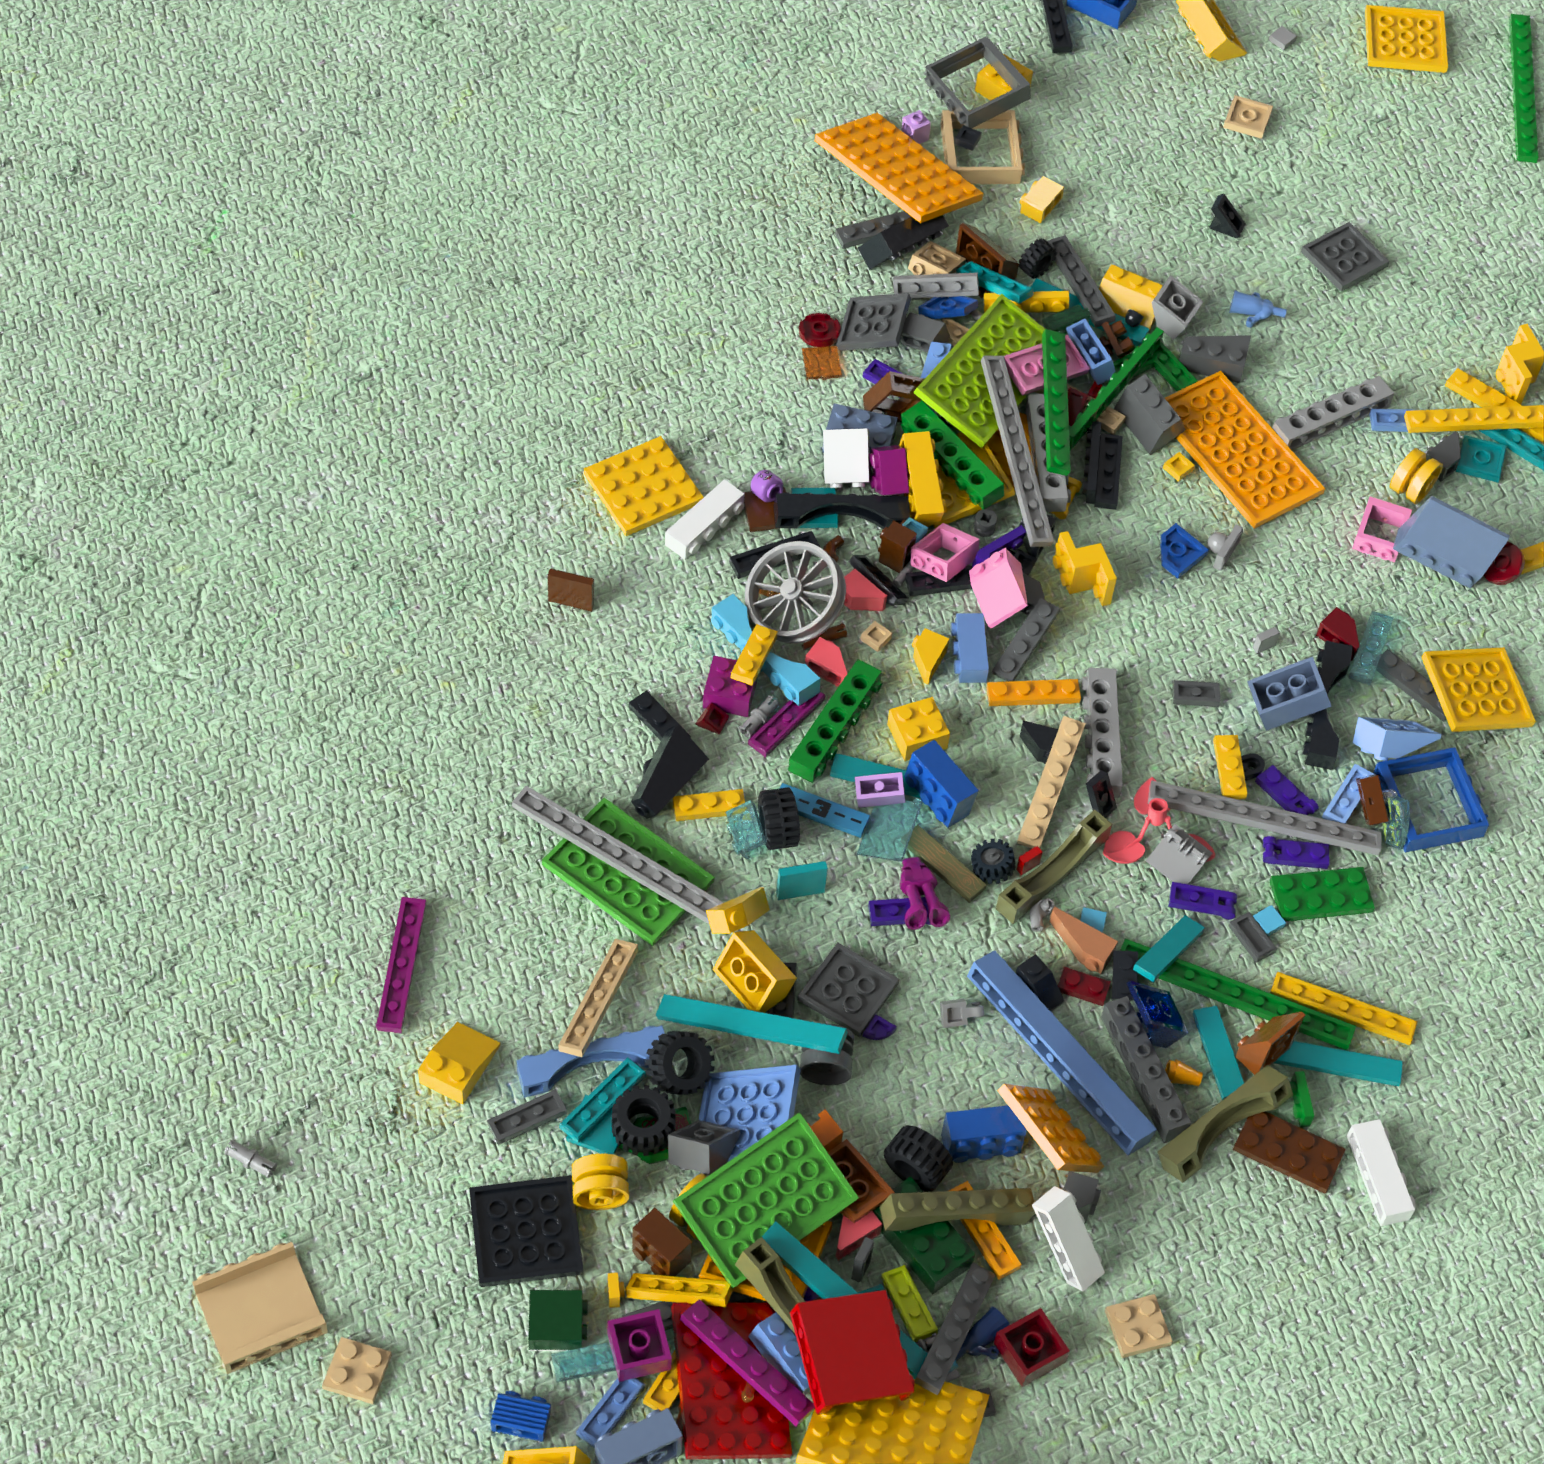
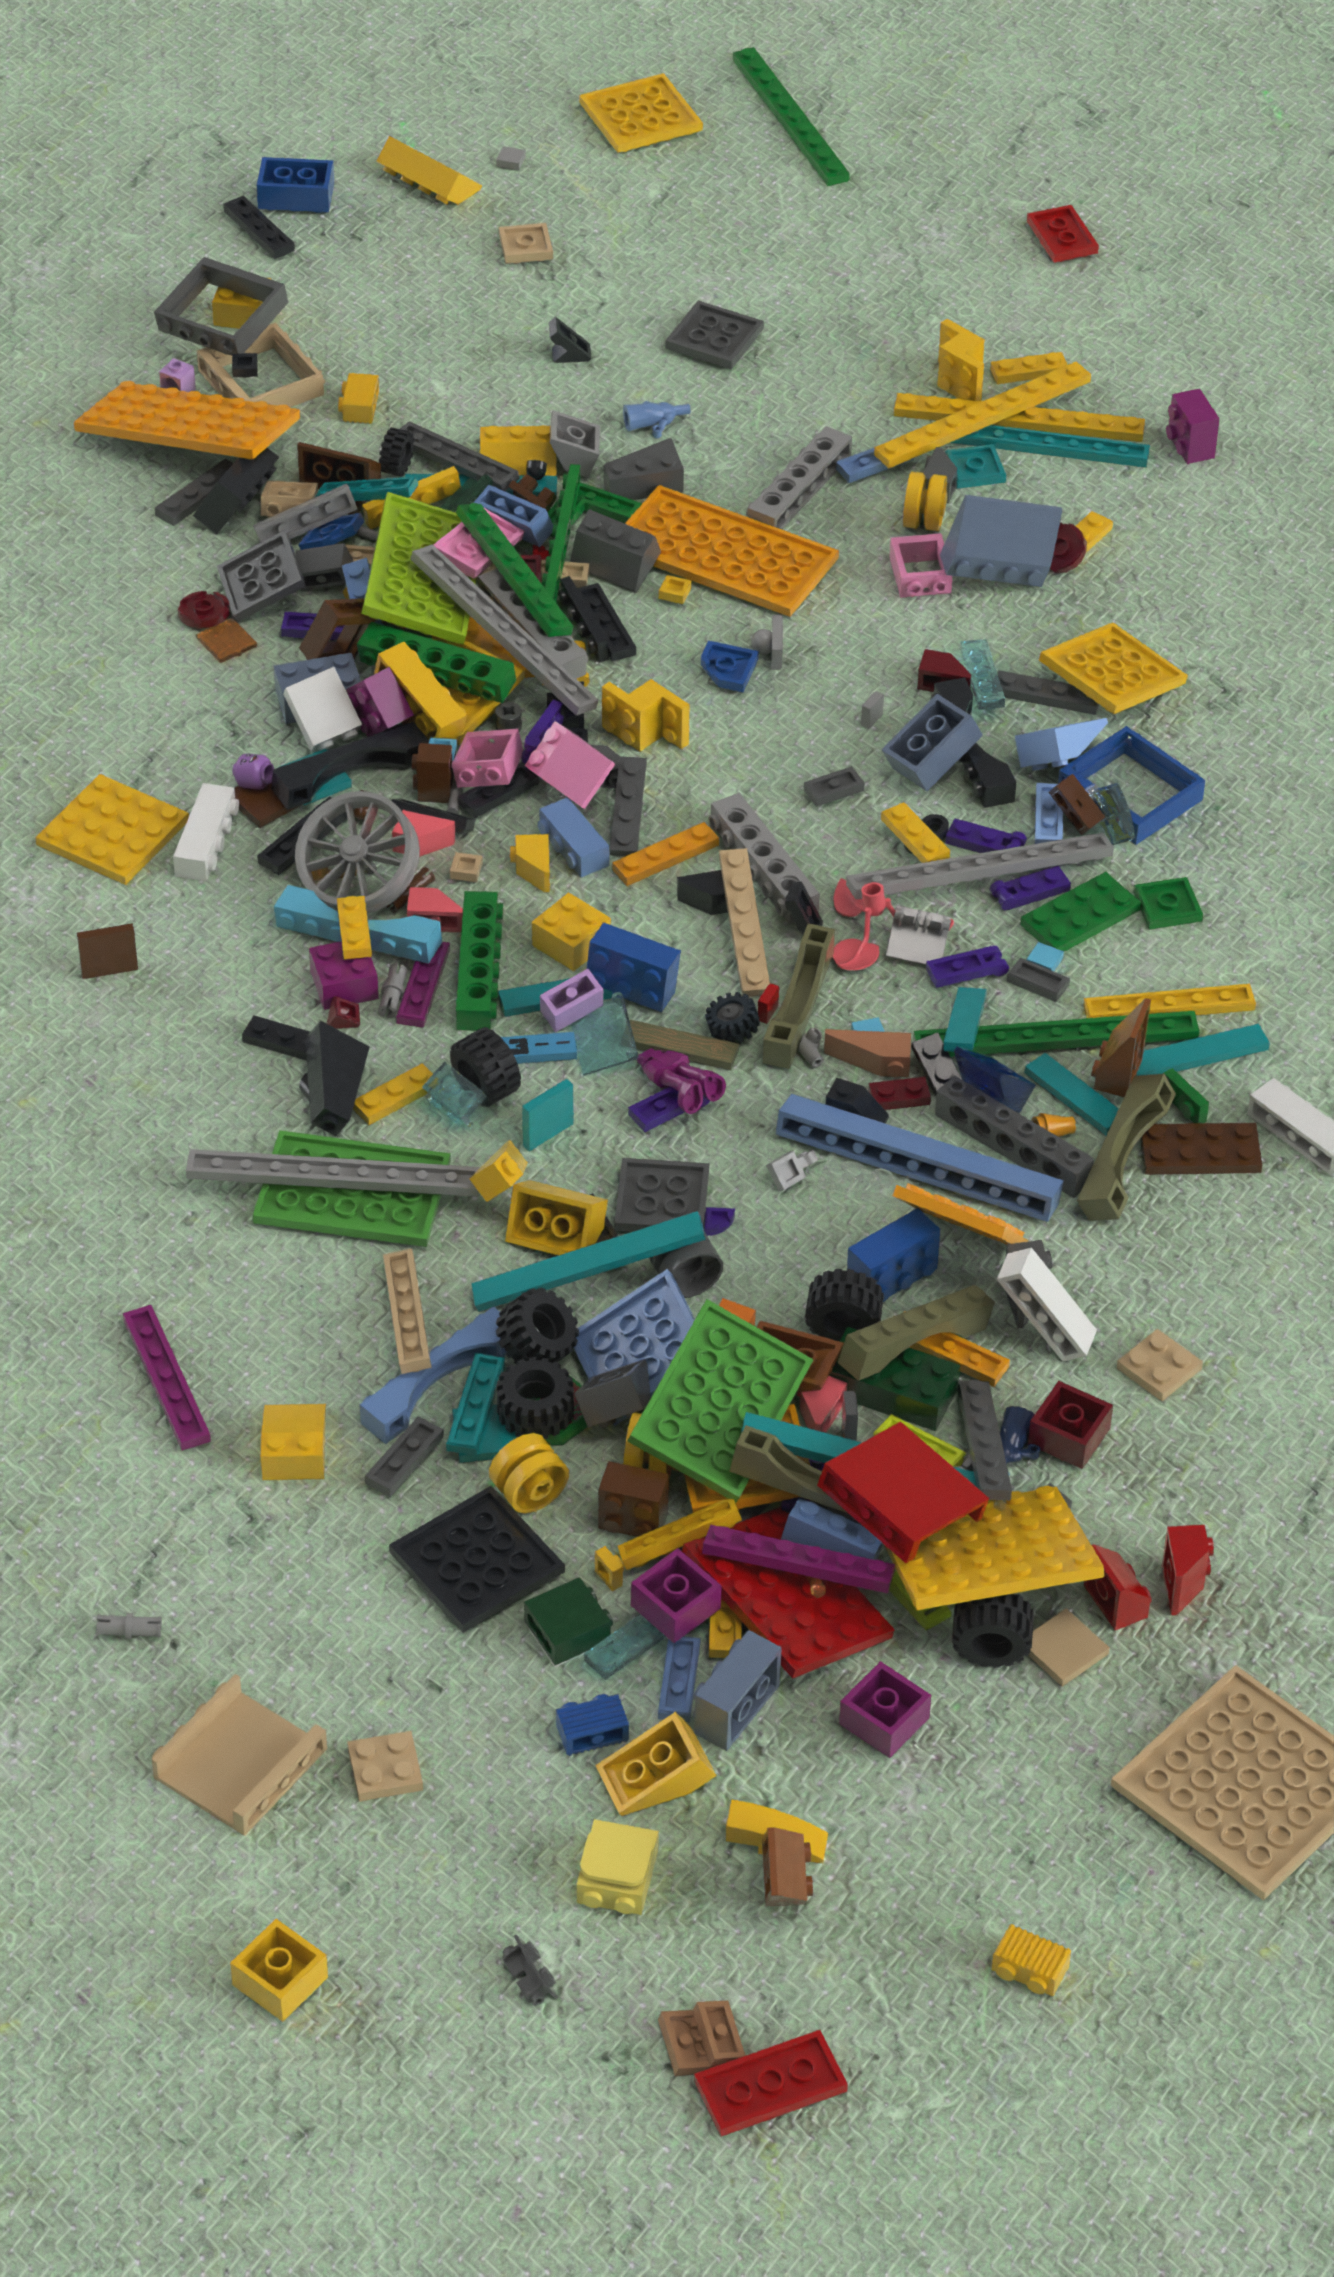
camera: 25 degrees left, 10 degrees down
(1397, 917) = (1168, 903): none -> green tile

